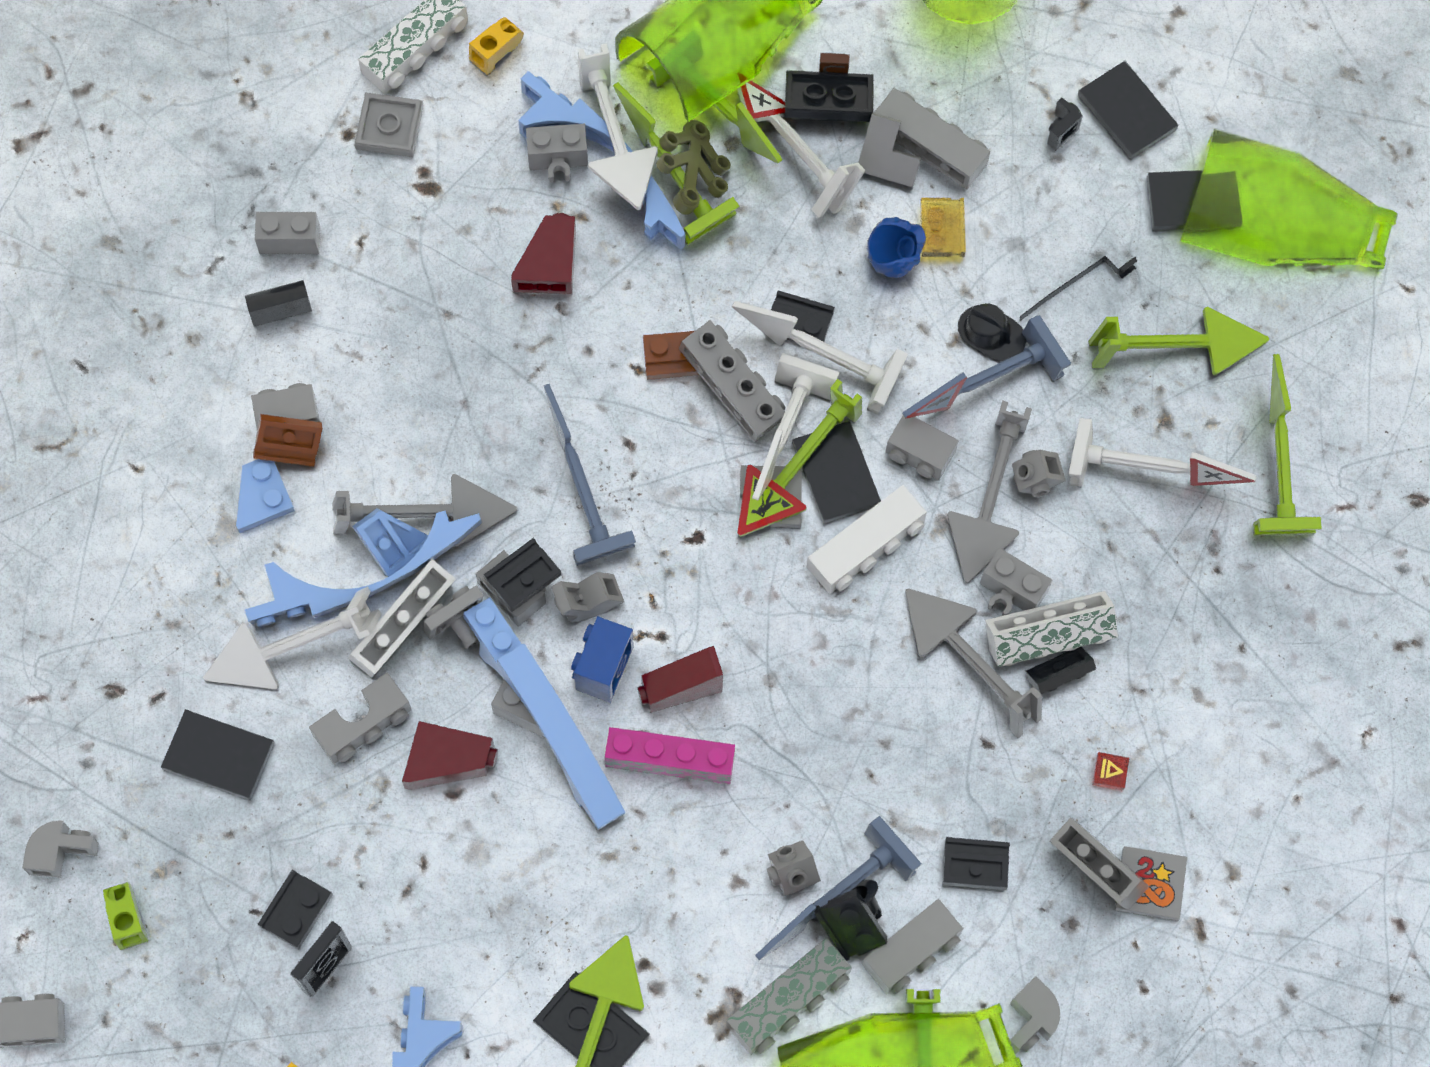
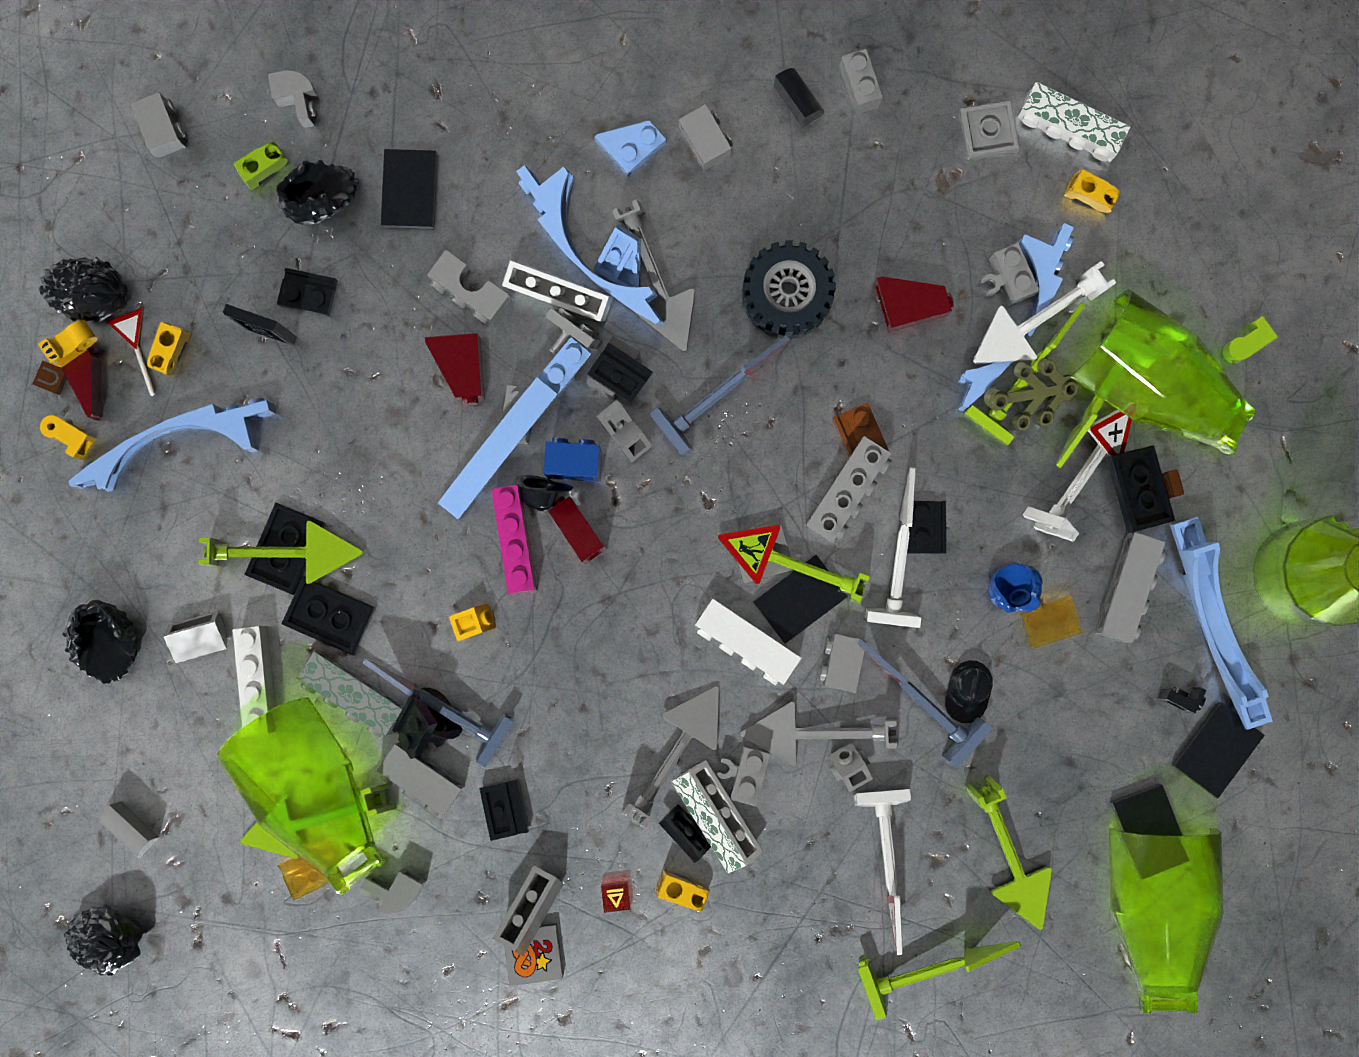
camera: 80 degrees right, 15 degrees up
(184, 855) = (315, 192): none -> black hair
(246, 661) = (486, 183): white piece -> none
(287, 440) = (677, 147): dark orange plate -> none
(490, 406) = (785, 319): none -> black wheel
(627, 709) = (540, 491): none -> black piece
(688, 1000) = (328, 616): none -> black tile
(749, 834) = (472, 622): none -> yellow bracket
(793, 868) = (452, 665): light grey brick -> none
(804, 379) = (872, 548): white piece -> none
(881, 158) = (1097, 550): light grey tile -> none
(931, 63) = (1202, 581): none -> light blue slope
(1123, 271) = (1064, 789): black piece -> none
(1123, 695) = (681, 891): none -> yellow leg

